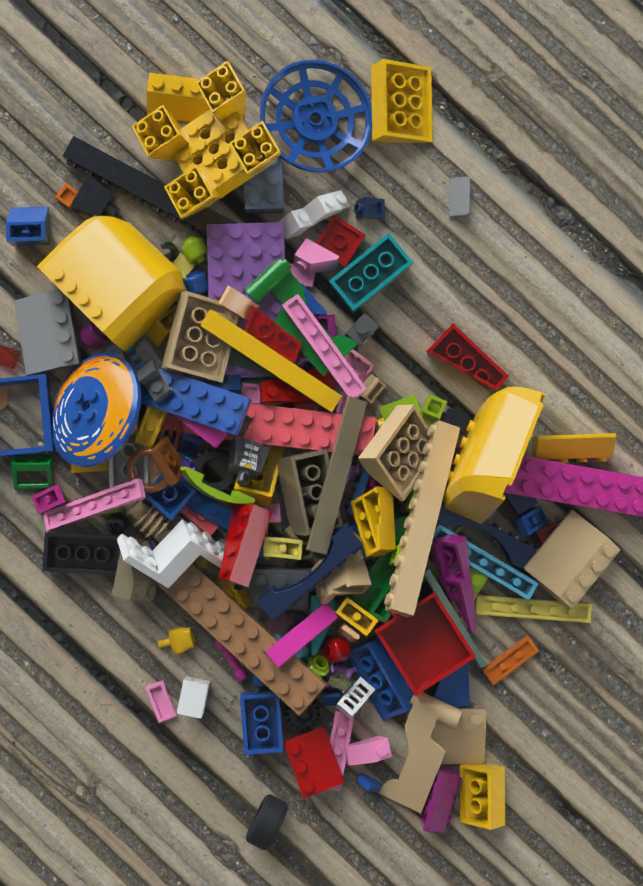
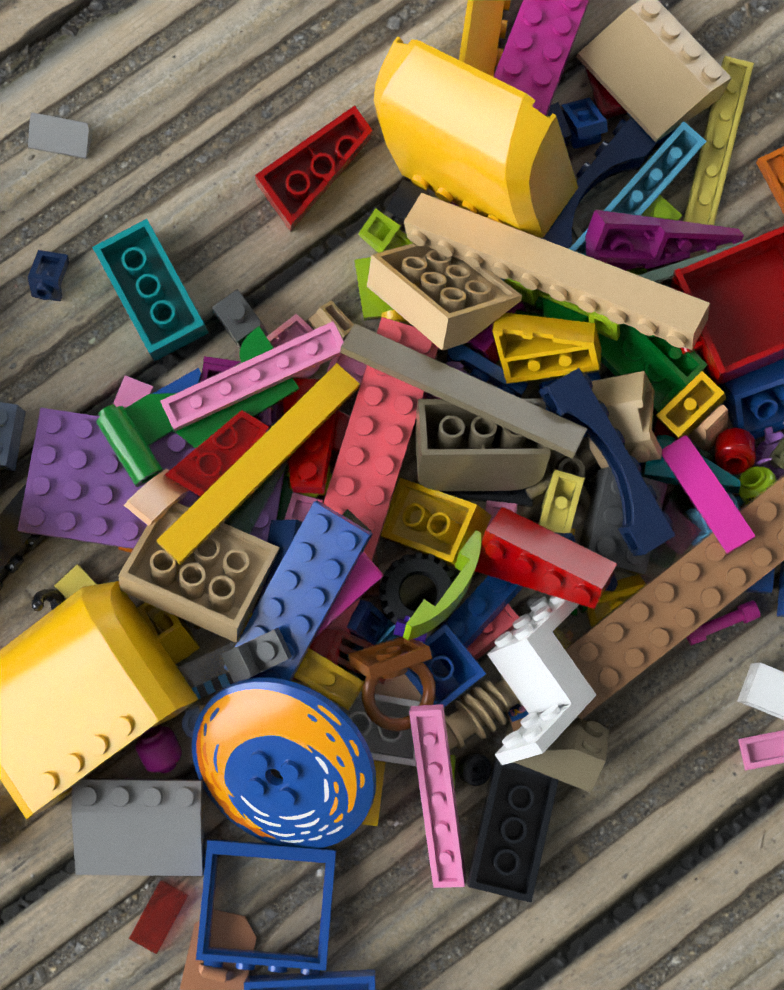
camera: 80 degrees left, 5 degrees down
(32, 463) = (350, 891): green tile -> none
(49, 499) = (413, 873): dark pink slope -> none
(179, 639) = (678, 699): yellow piece -> none
(195, 250) = (55, 559): lime head -> none
(197, 282) = (107, 564): blue head -> none
(246, 459) = (408, 534): dark grey torso -> none
(314, 258) = (109, 371): bright pink slope -> none
(316, 211) = (36, 360): white arch -> none
(341, 239) = (89, 331): red plate -> none

